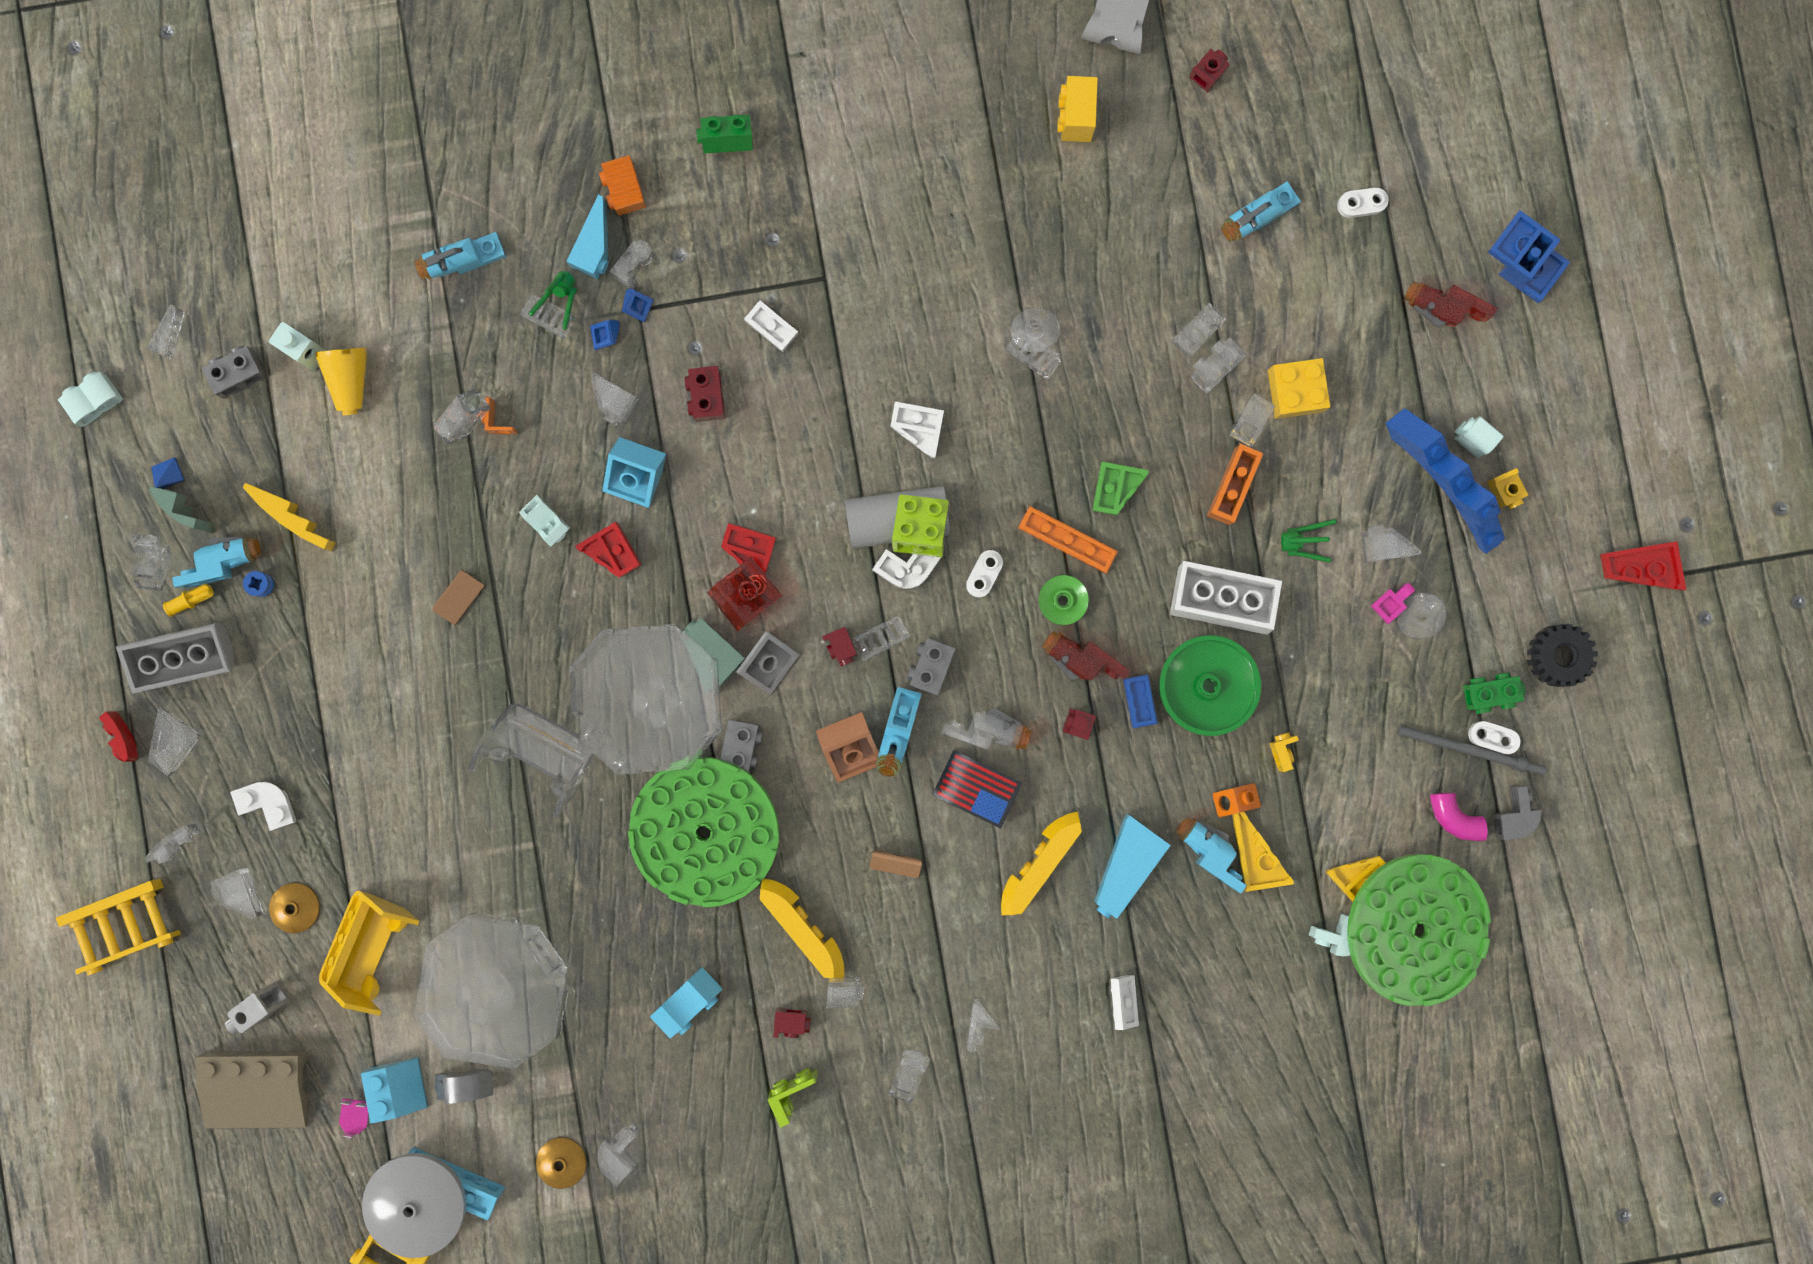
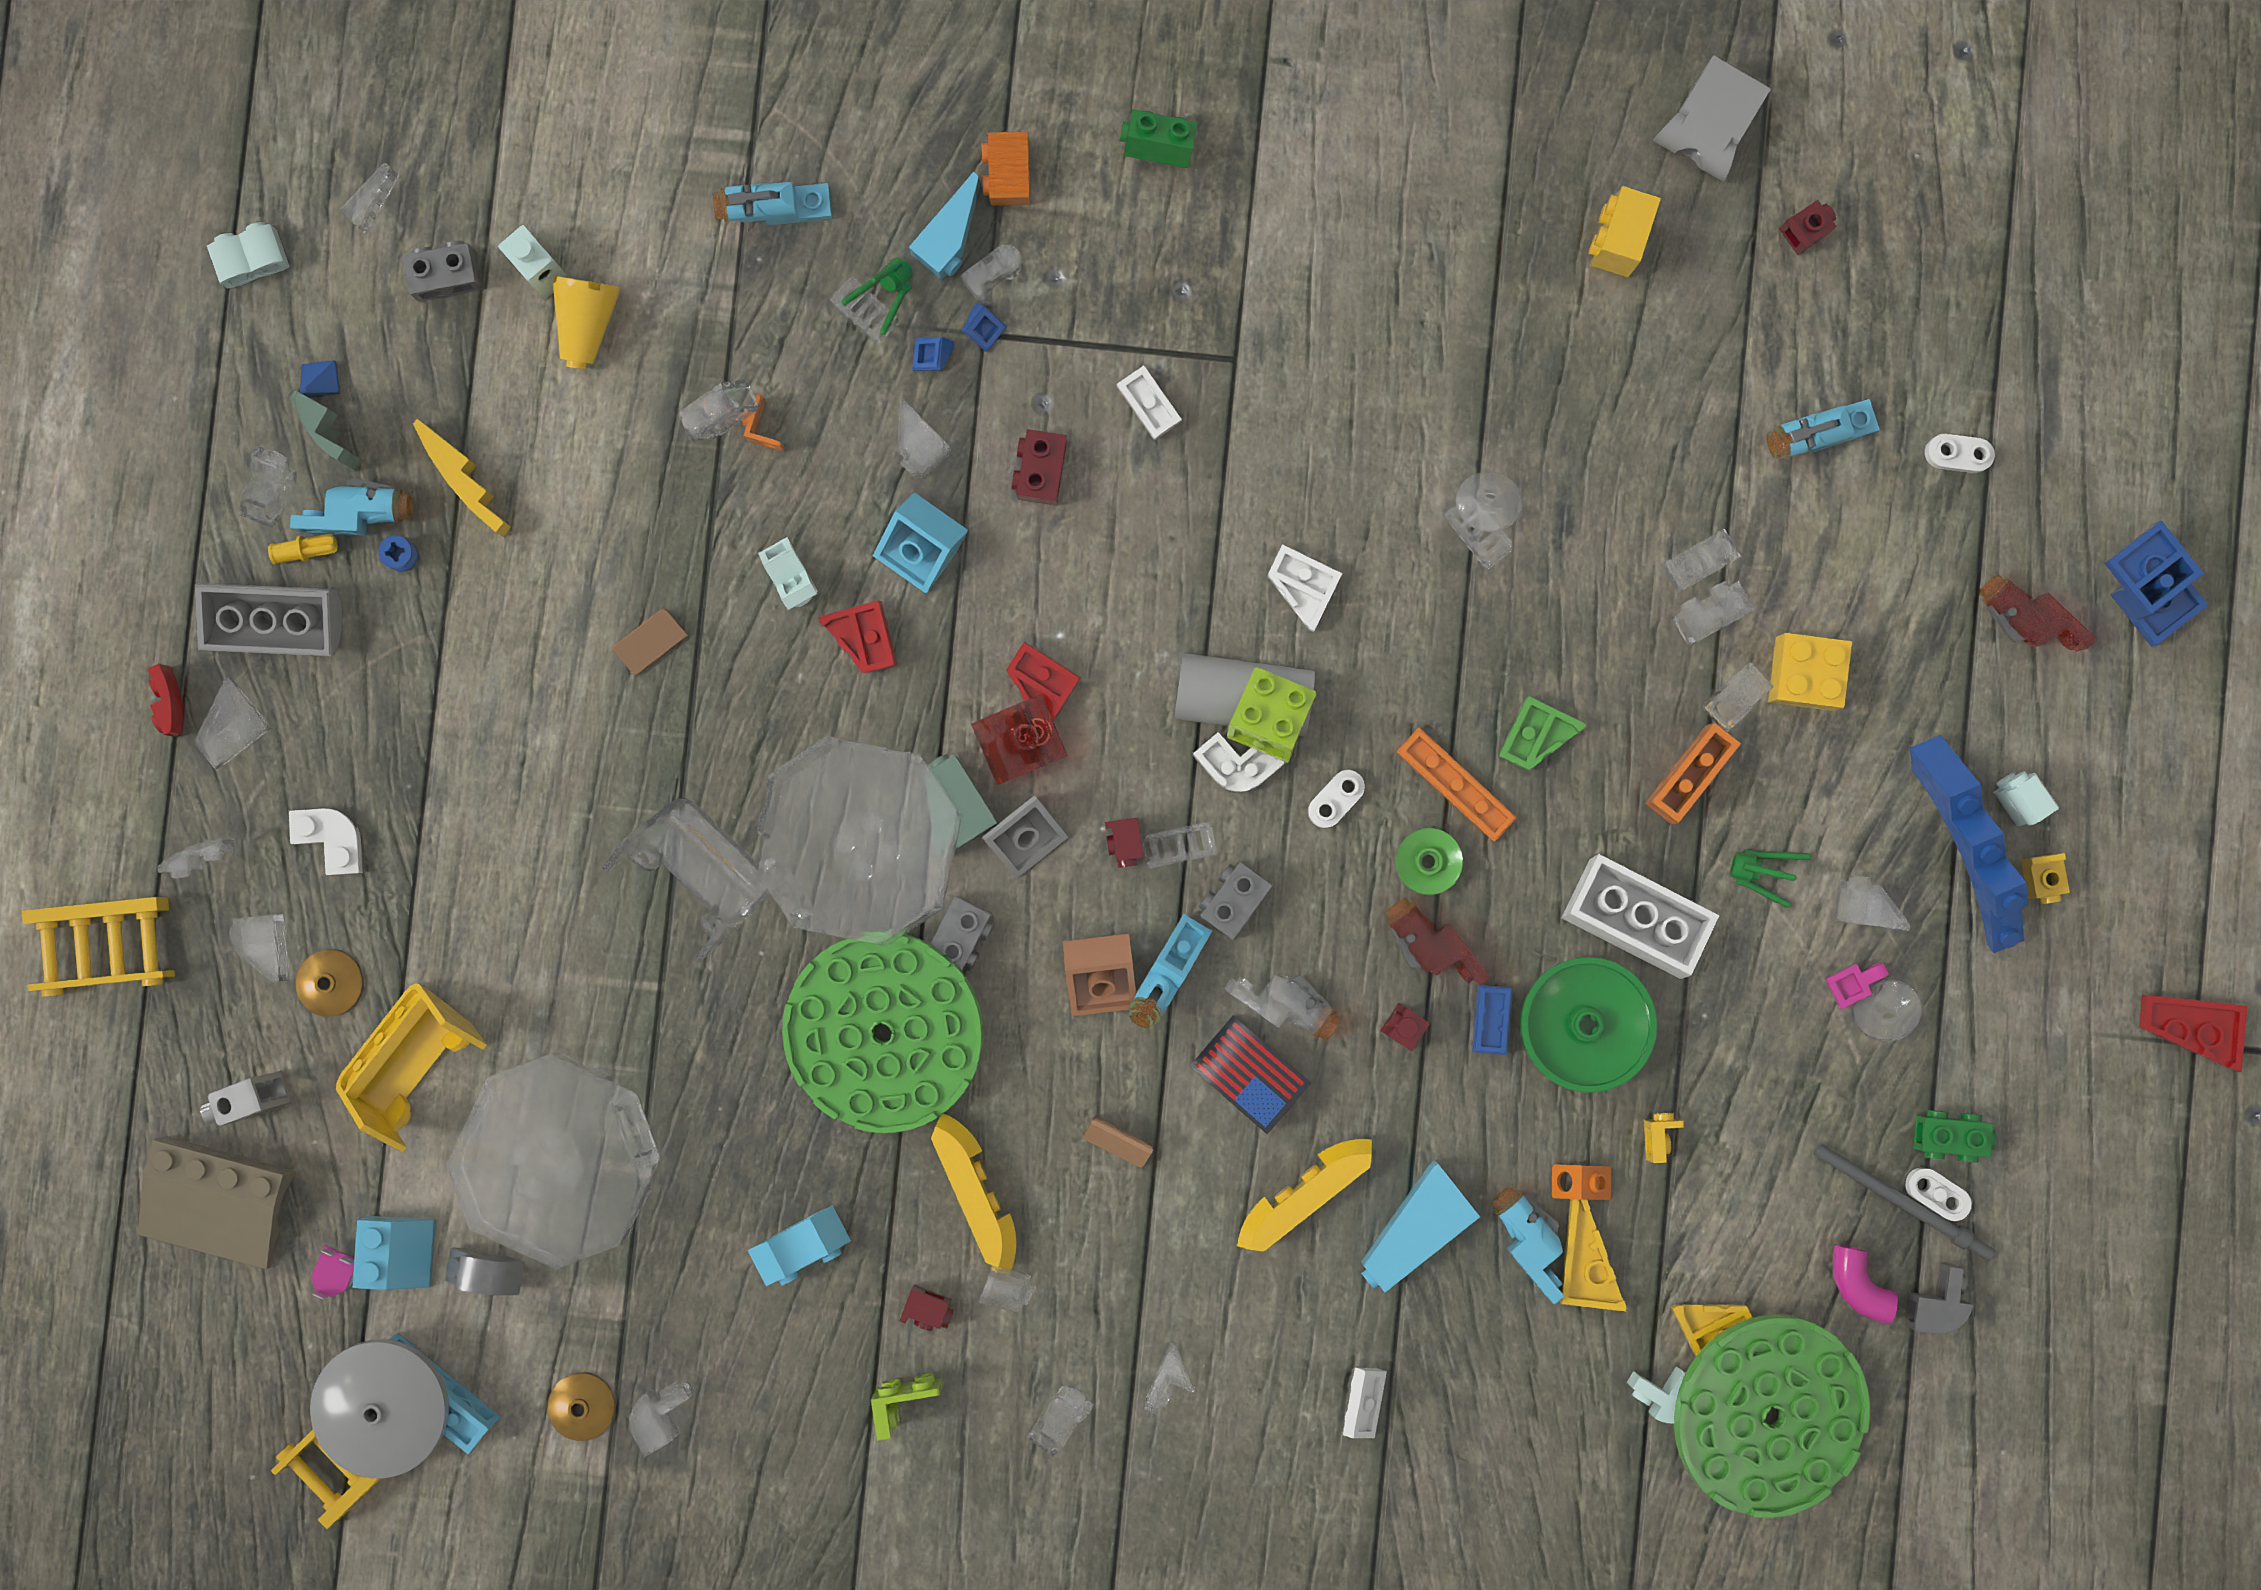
camera: 15 degrees right, 0 degrees up
(1543, 655) = (2031, 1108): black tyre -> none

